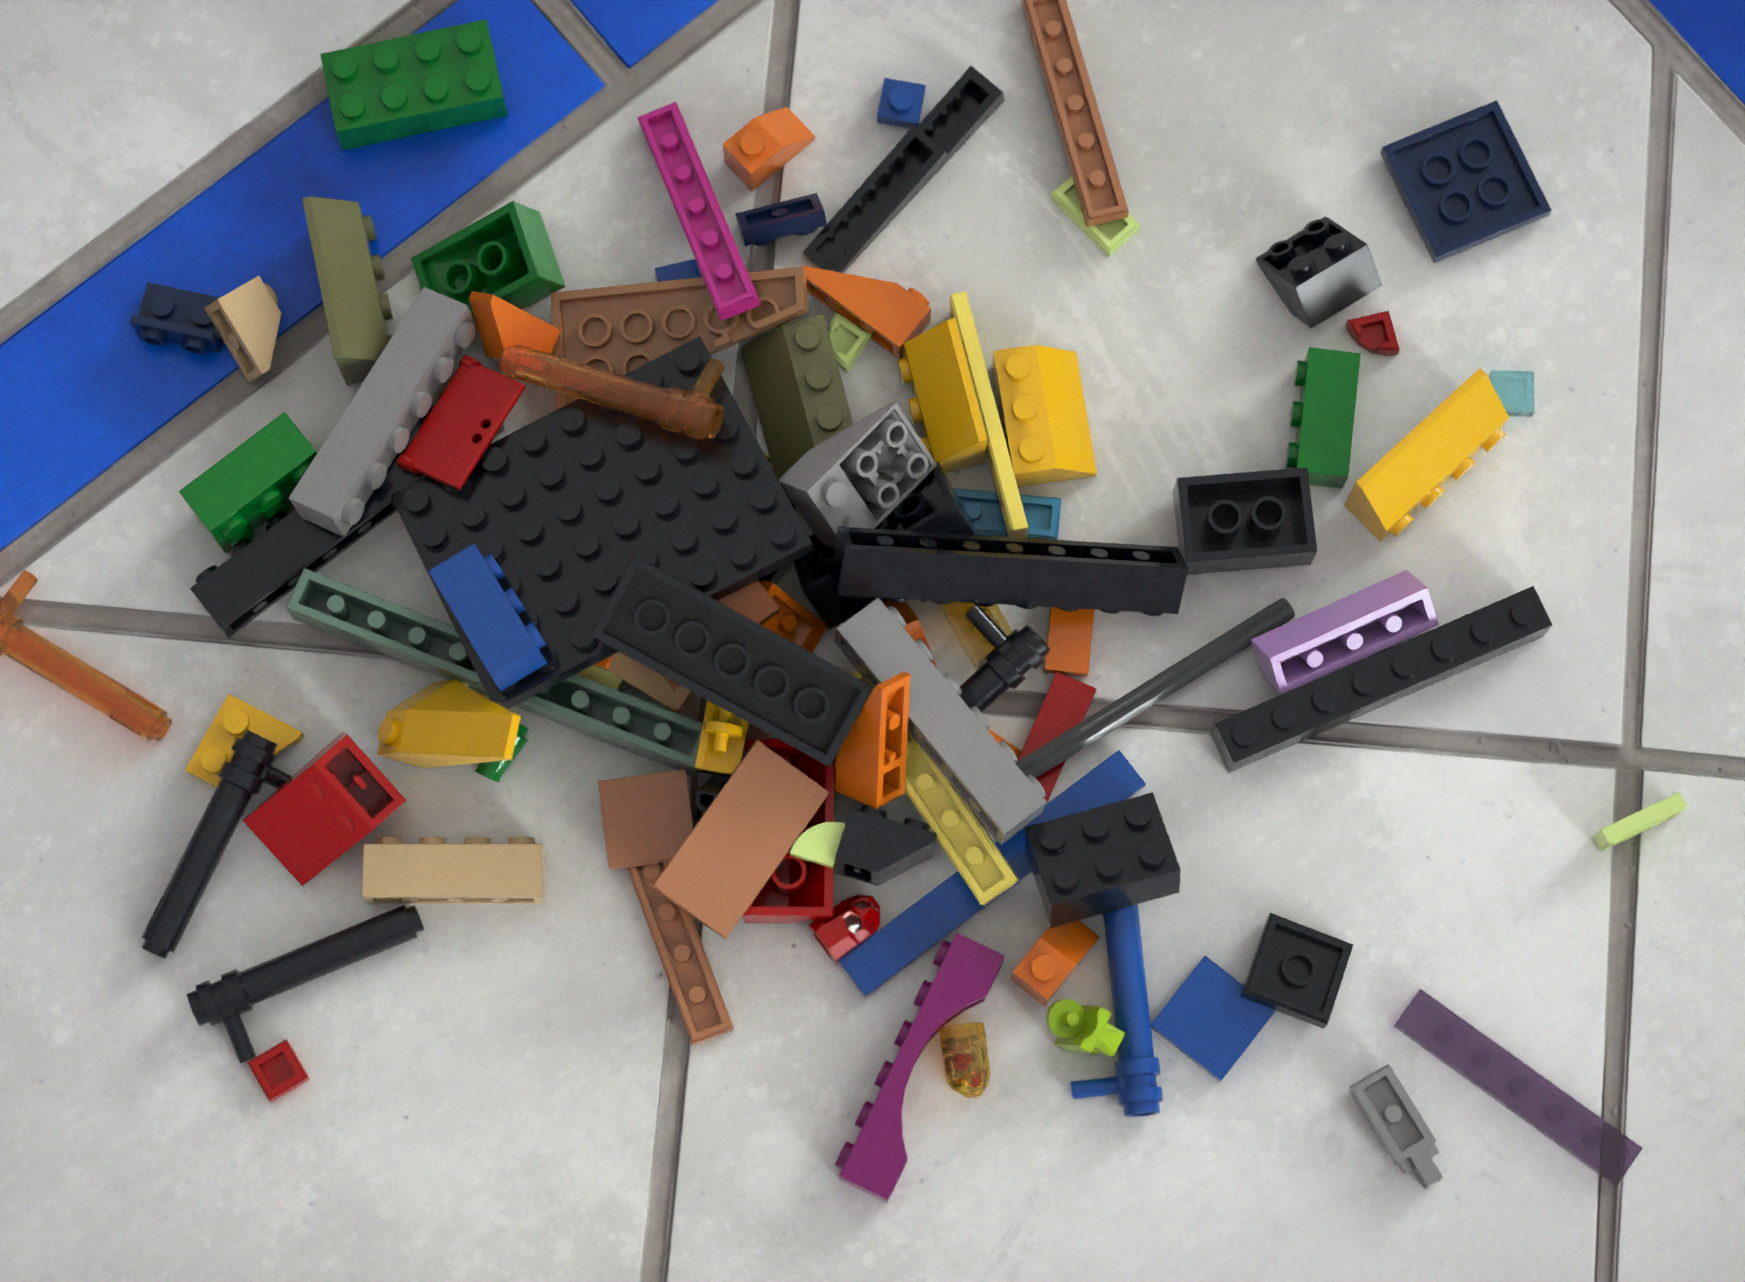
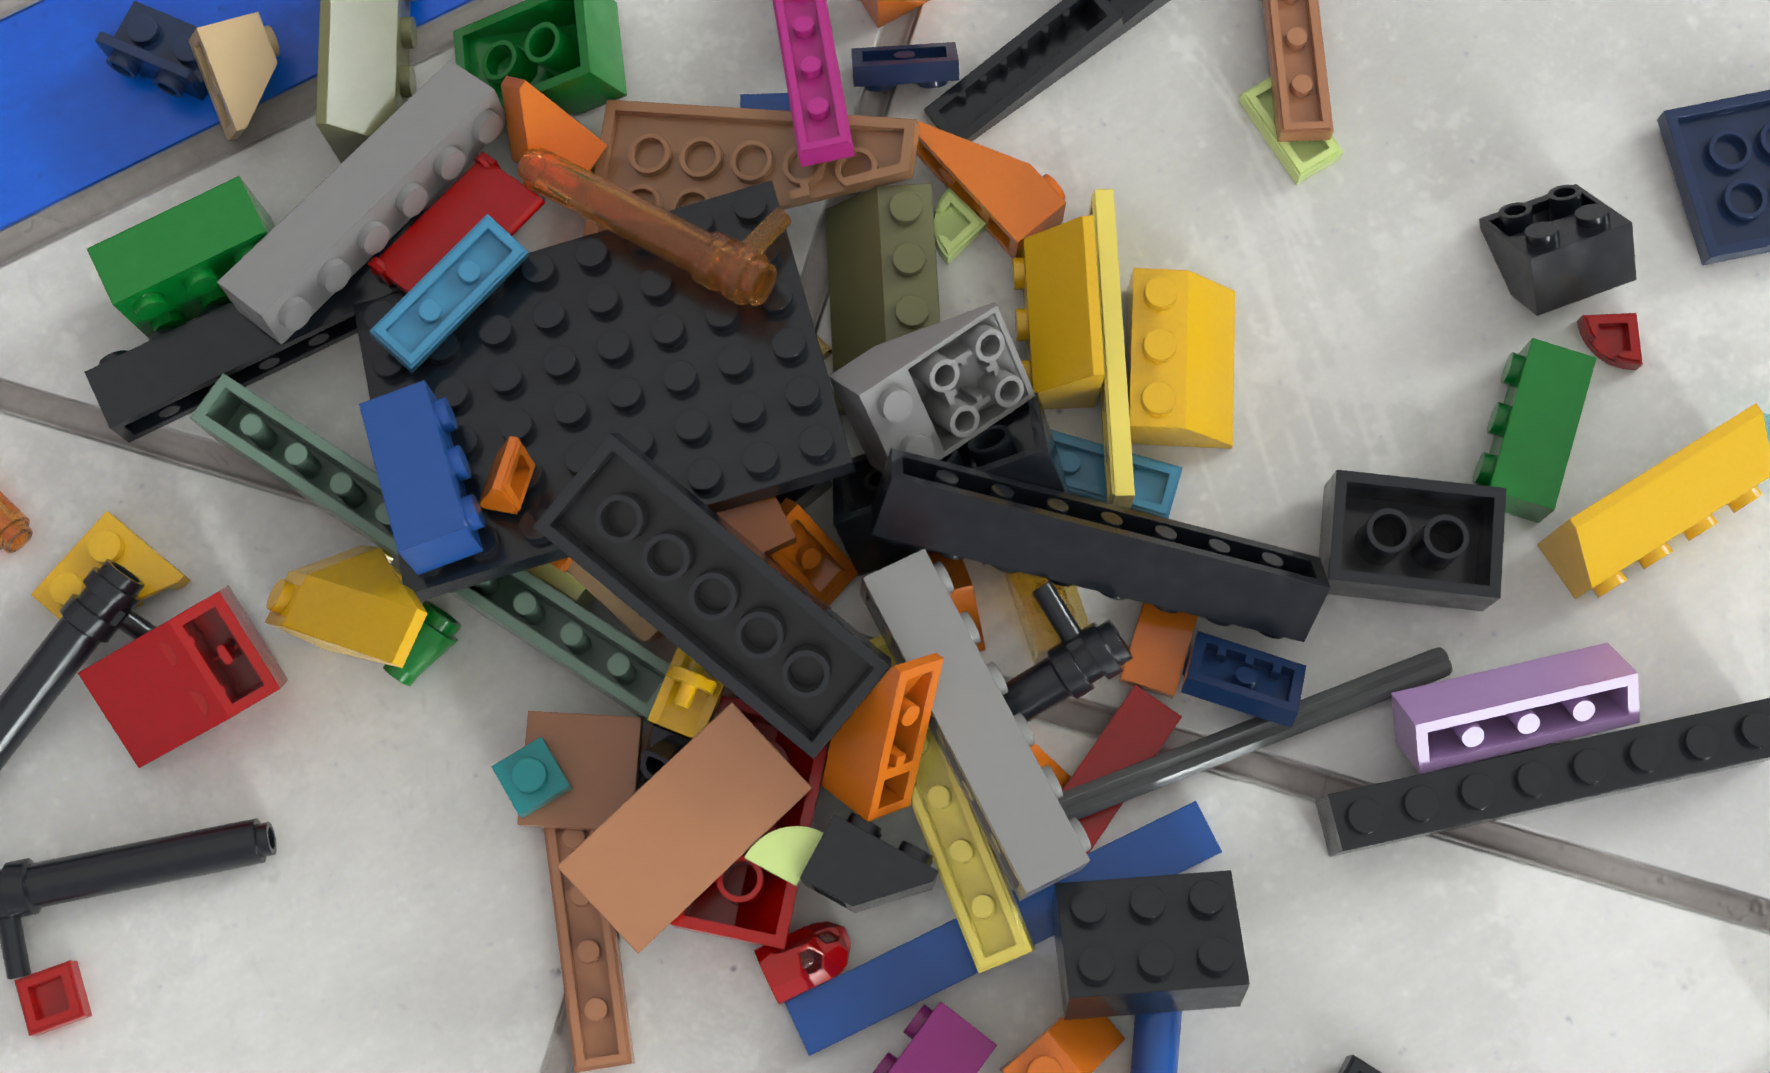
camera: 15 degrees right, 0 degrees up
(454, 872) = (326, 790): tan brick -> none
(470, 472) = (449, 293): none -> dark azure tile
(553, 604) = (508, 478): none -> orange slope
(613, 829) = (532, 777): none -> teal plate
(1137, 650) = (1243, 679): none -> dark blue bracket

